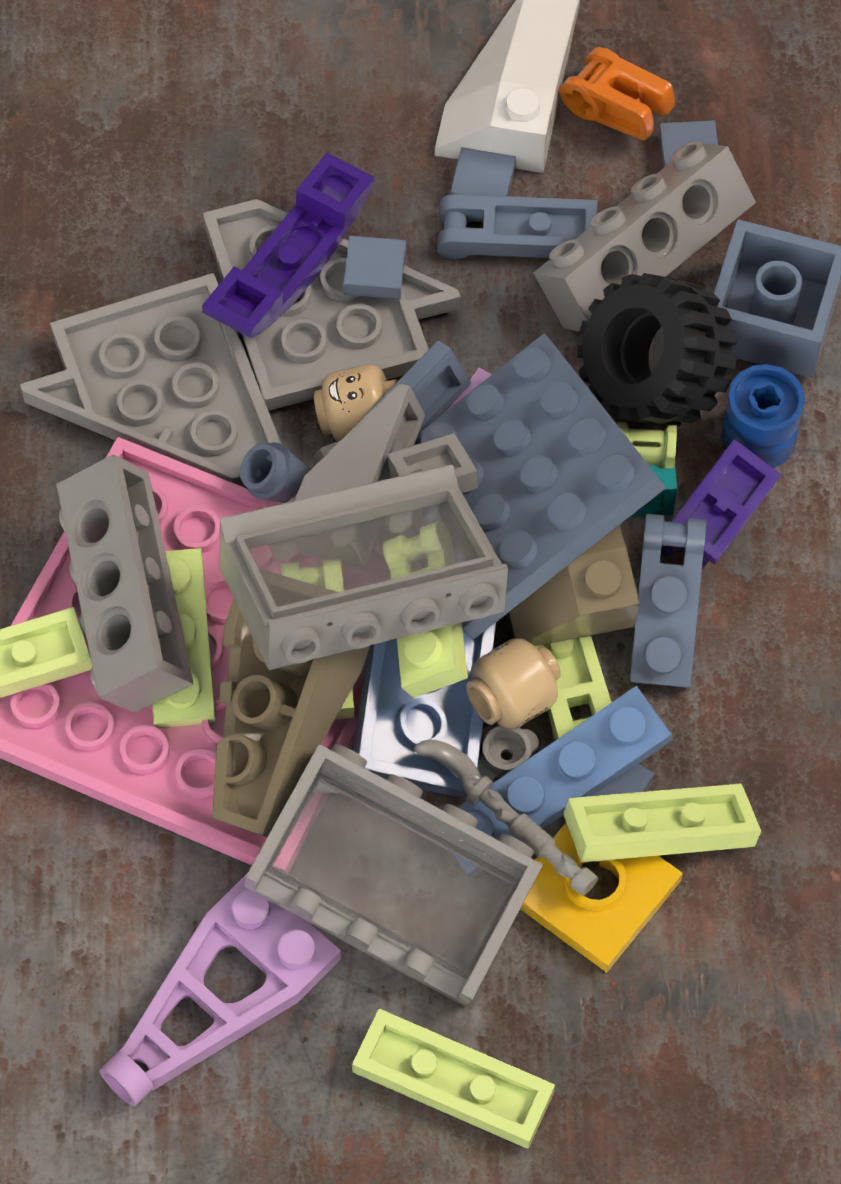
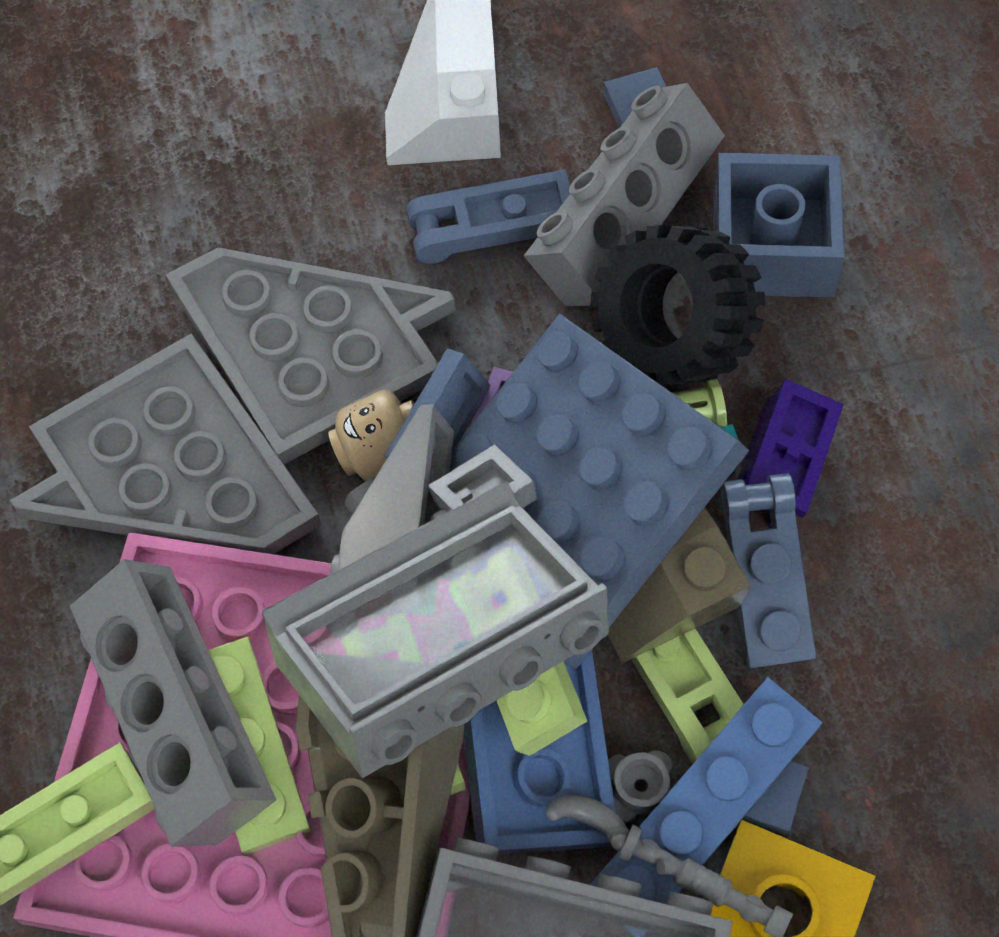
camera: 10 degrees left, 0 degrees up
(272, 472) = (306, 532): sand blue cone -> none
(295, 250) = (270, 293): dark purple slope -> none
(375, 267) = (358, 288): sand blue tile -> none
(483, 173) = (442, 170): sand blue tile -> none
(513, 683) = (632, 707): tan head -> none
(617, 94) = (556, 61): orange piece -> none
(661, 822) = (837, 826): yellowish green plate -> none
(764, 412) = (803, 343): blue wheel -> none

